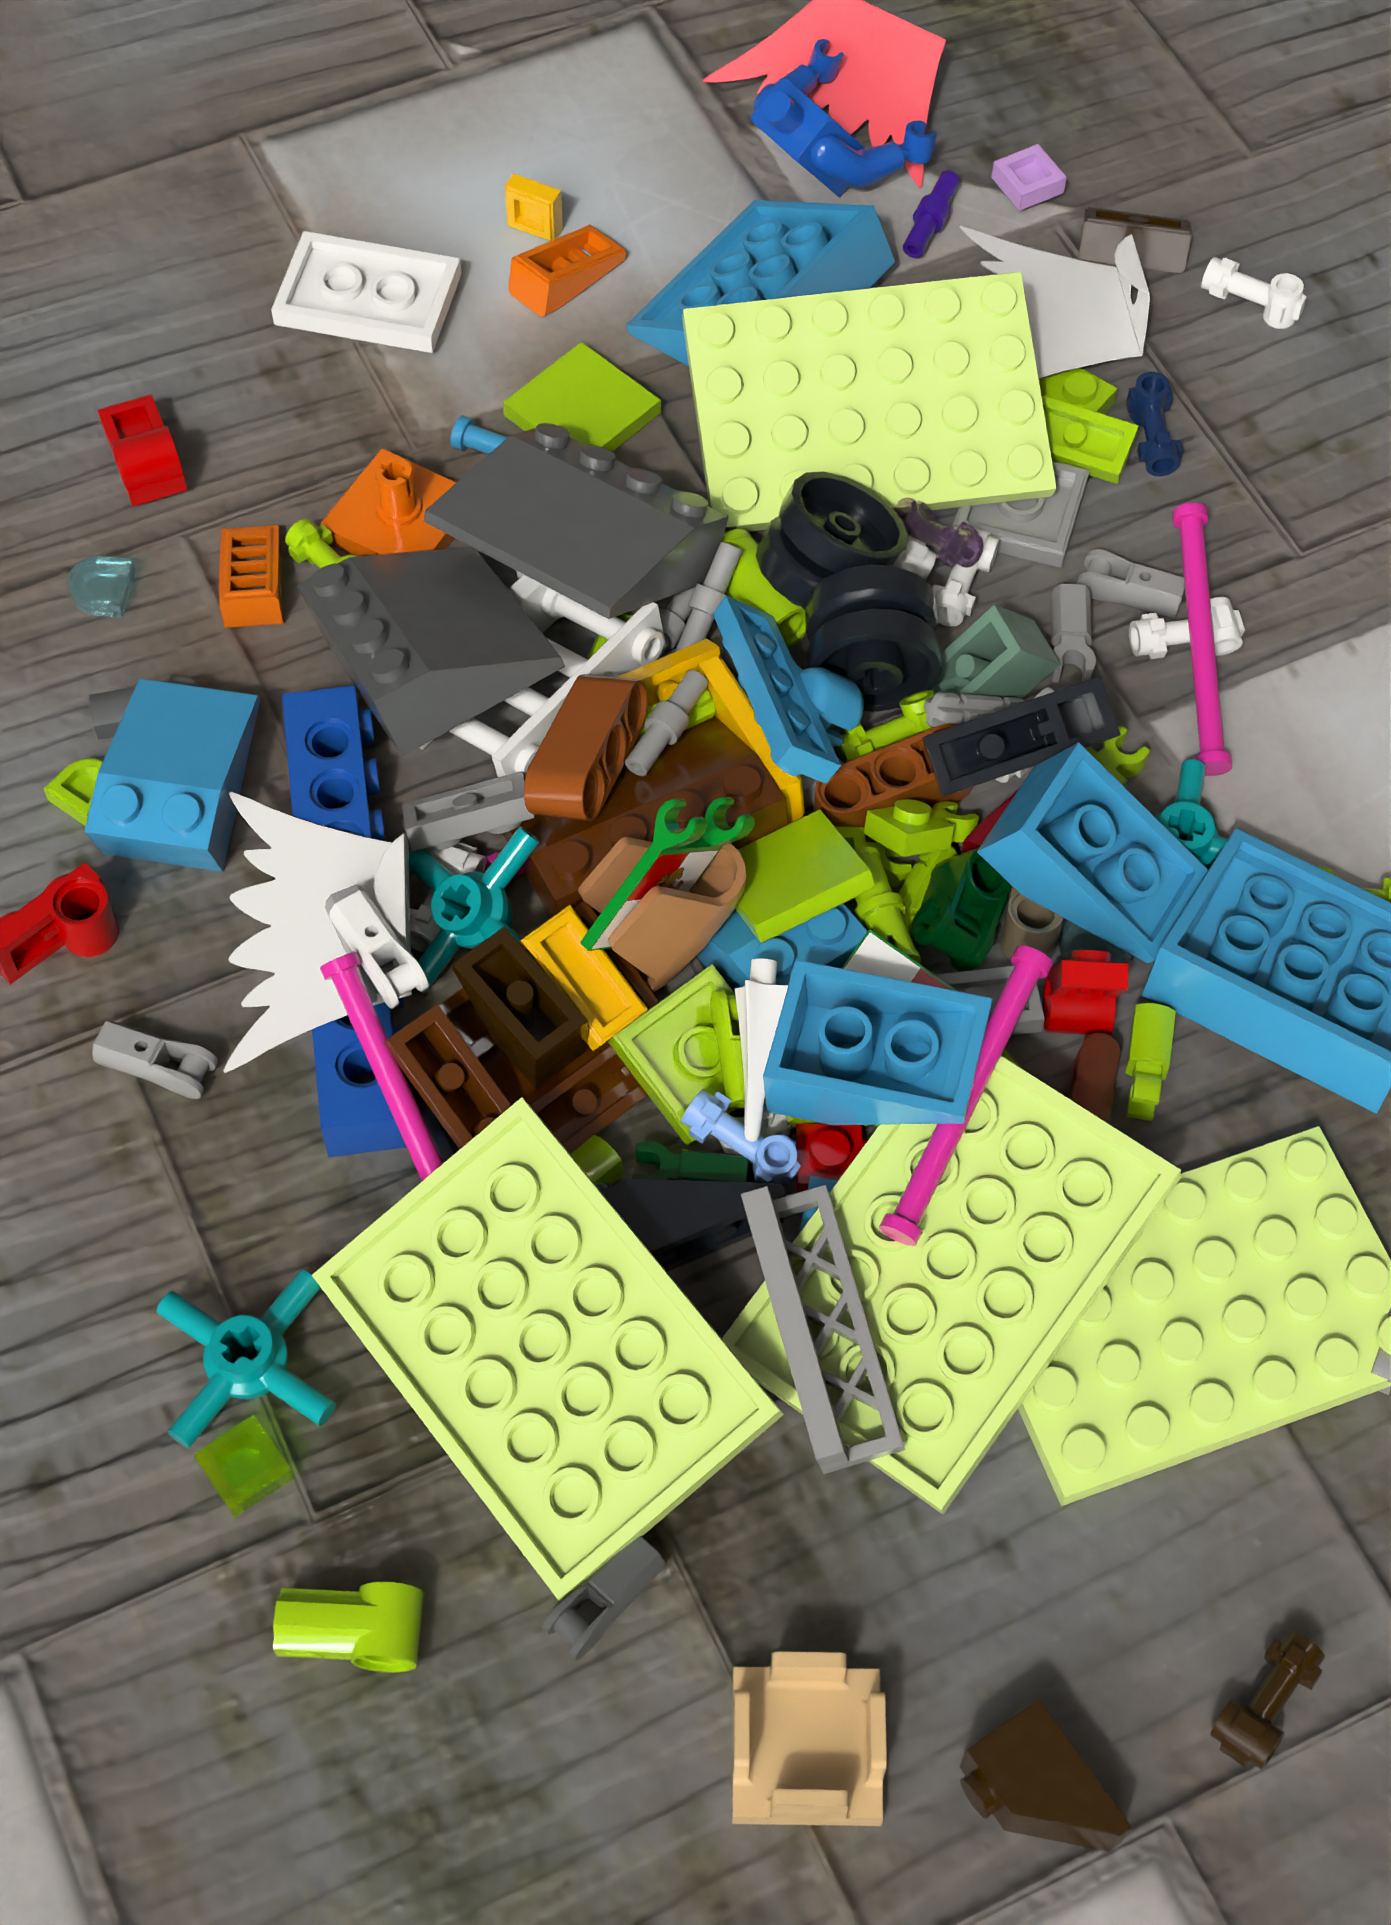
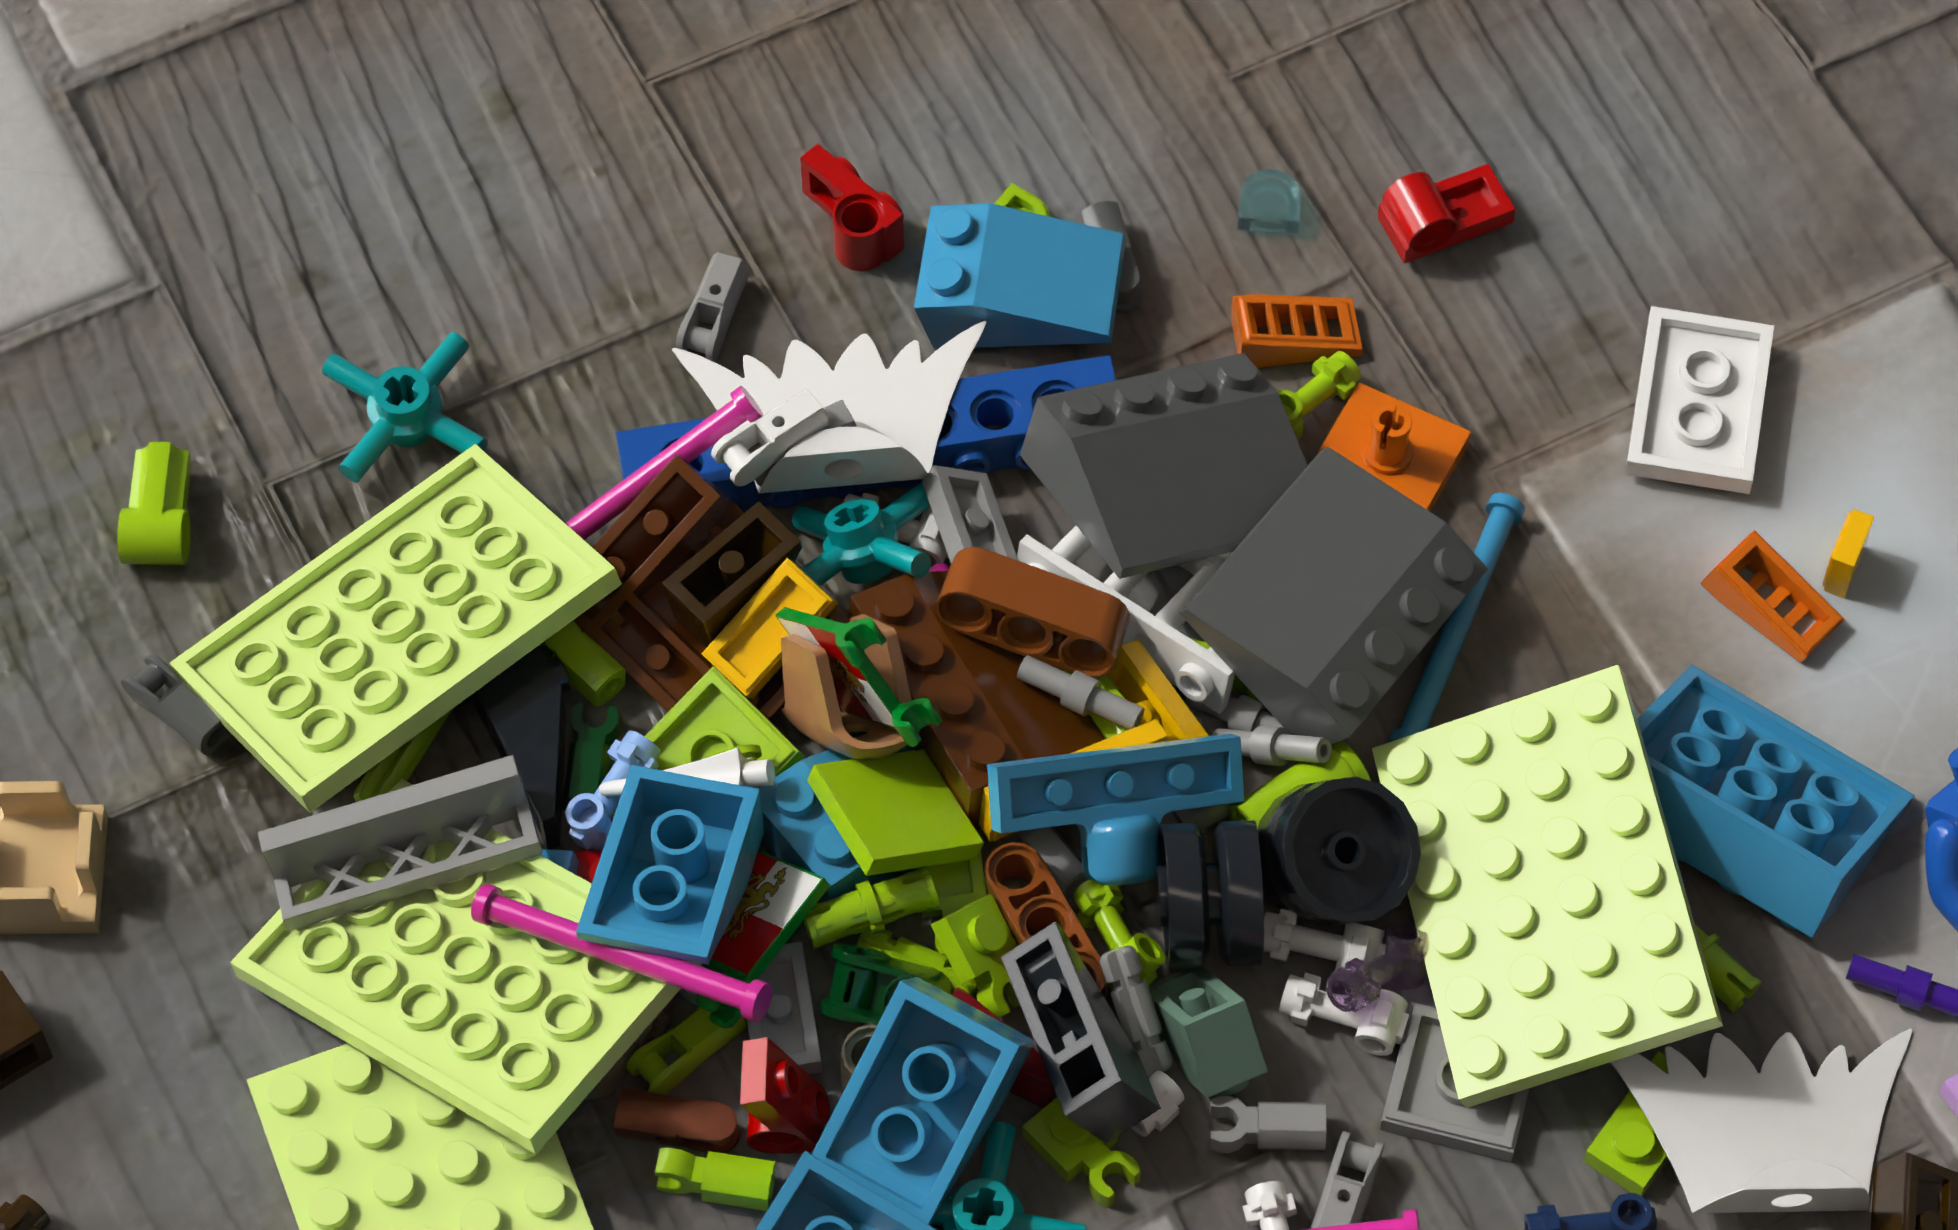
camera: 90 degrees right, 0 degrees up
(244, 1466) = (305, 417): clear neon green plate -> none
(586, 398) = (1557, 621): lime tile -> none
(1088, 439) = (1555, 1137): lime plate -> none

